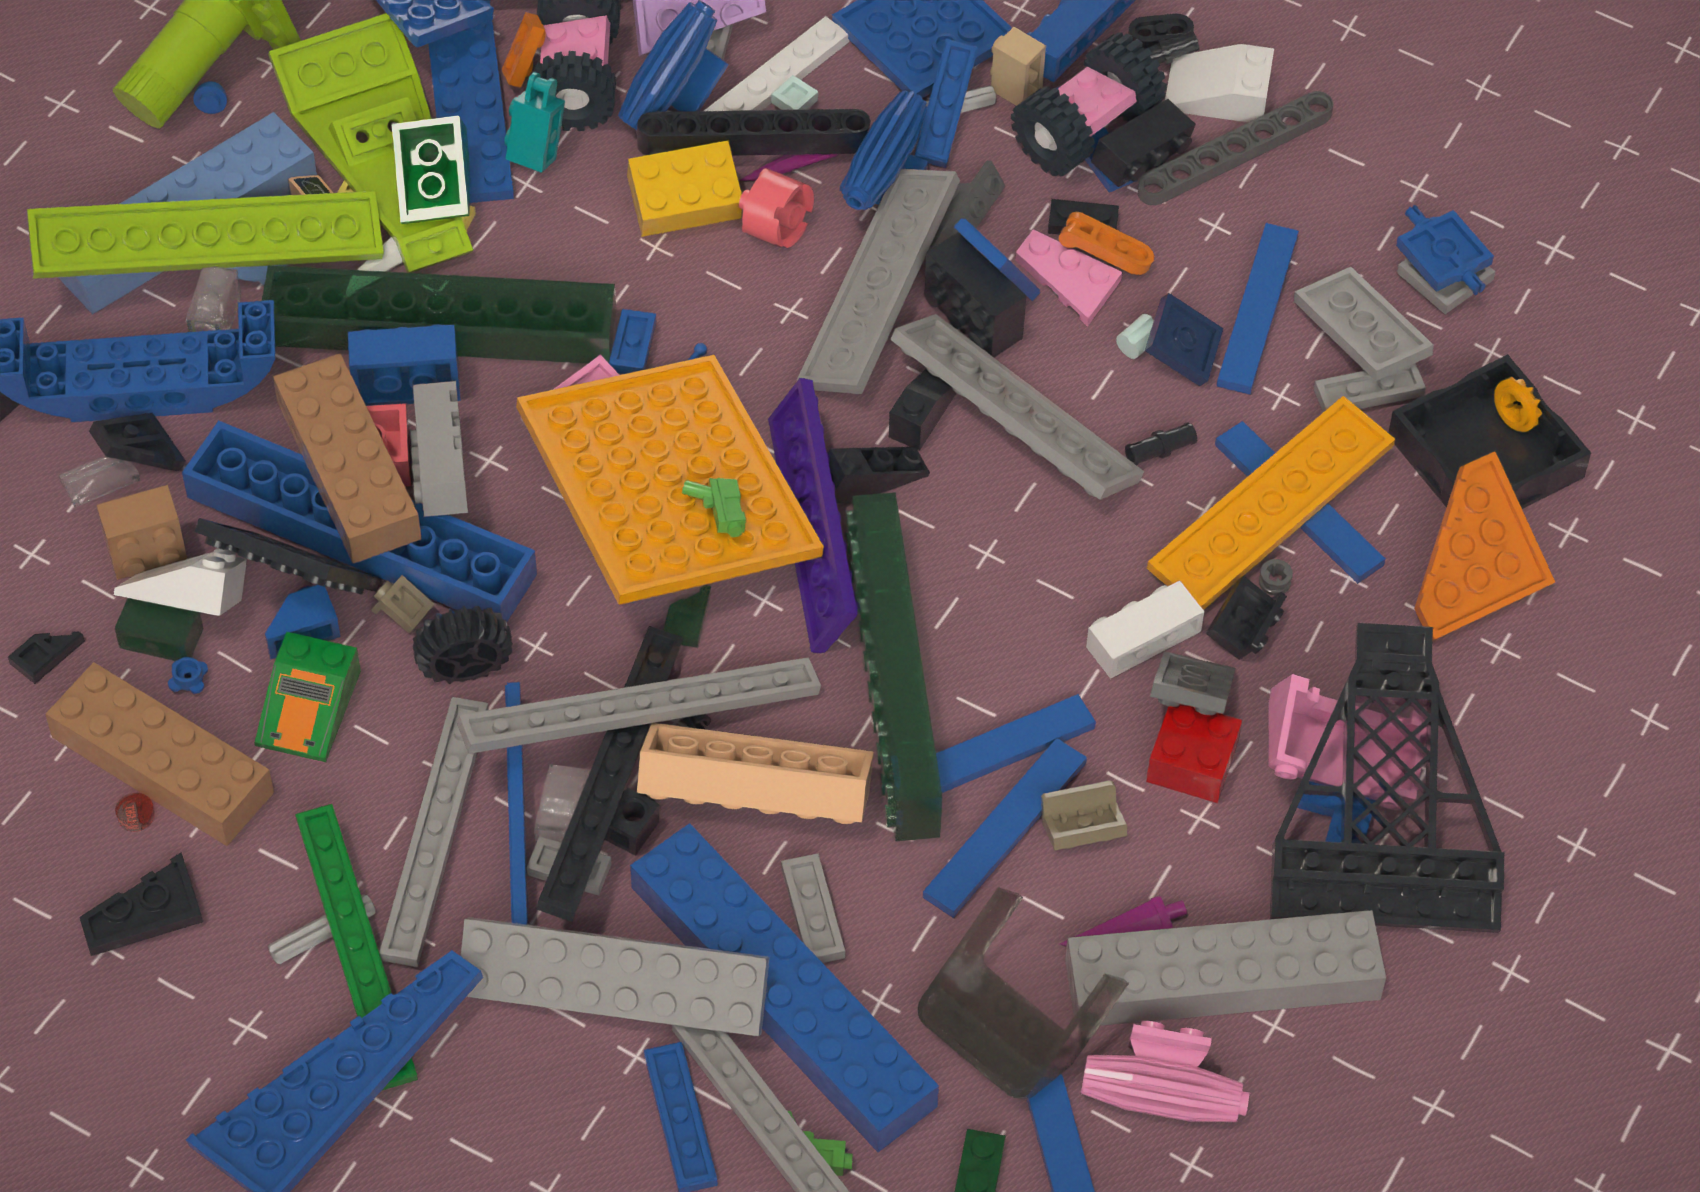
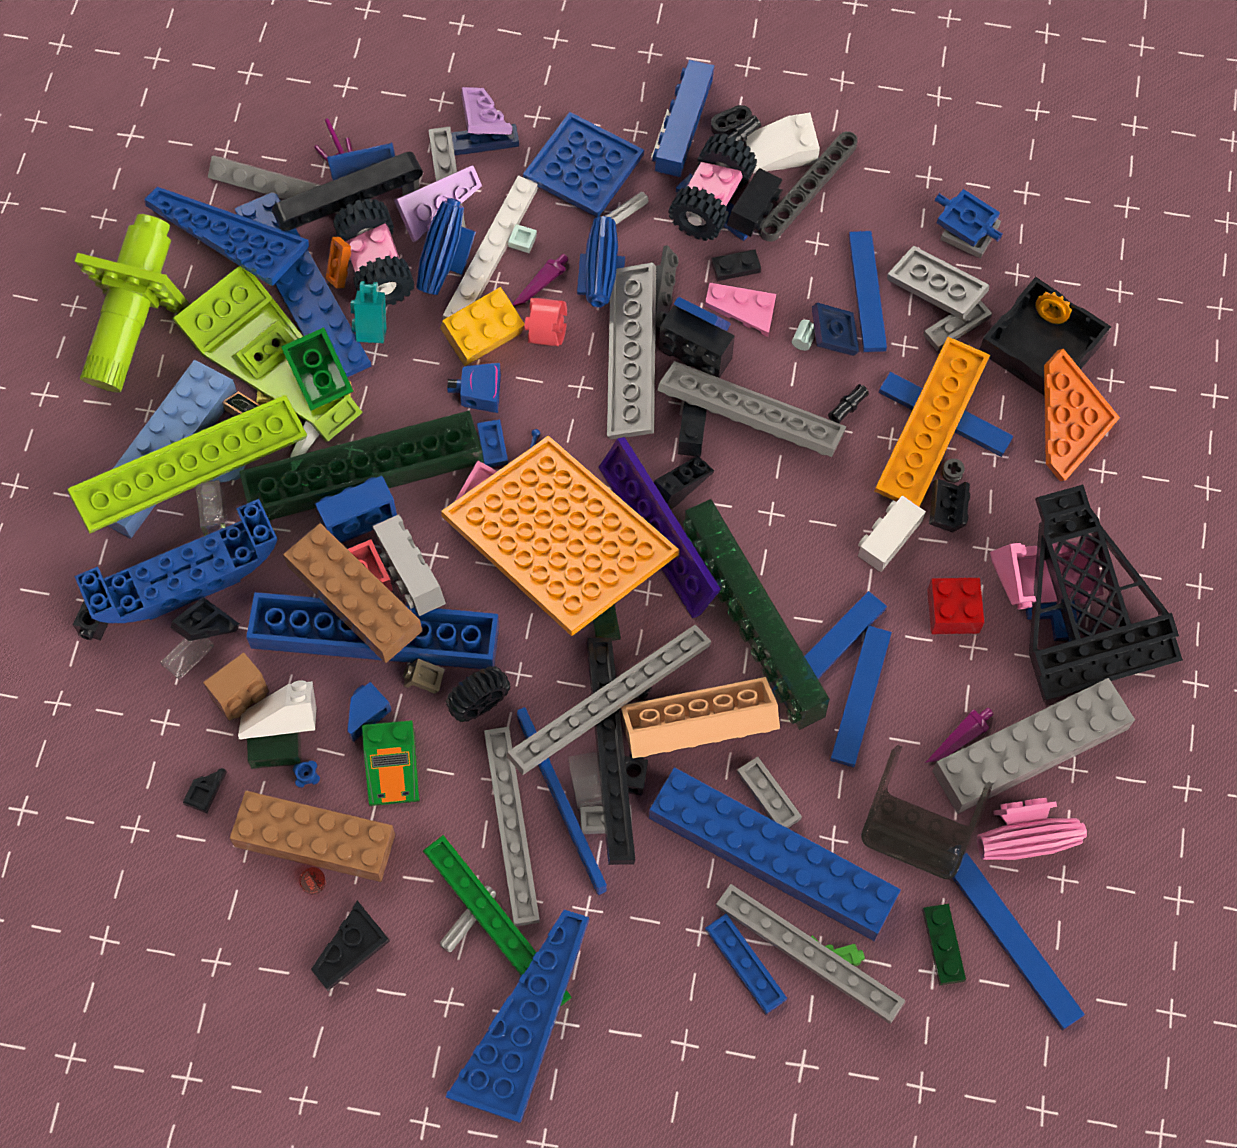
camera: 20 degrees left, 10 degrees up
(210, 97) = (144, 359): blue plate -> none
(286, 557) = (342, 674): black plate -> none
(617, 976) = (673, 888): light grey plate -> none
(647, 264) = (478, 387): none -> blue torso
(724, 499) = (605, 539): bright green piece -> none
(756, 131) = (517, 265): black beam -> none
(946, 102) = (621, 210): blue tile -> none
(1017, 66) = (656, 174): tan brick -> none
(1082, 815) = (907, 674): dark tan bracket -> none
(1106, 243) = (760, 278): orange plate -> none
(1192, 683) = (940, 562): dark grey plate -> none

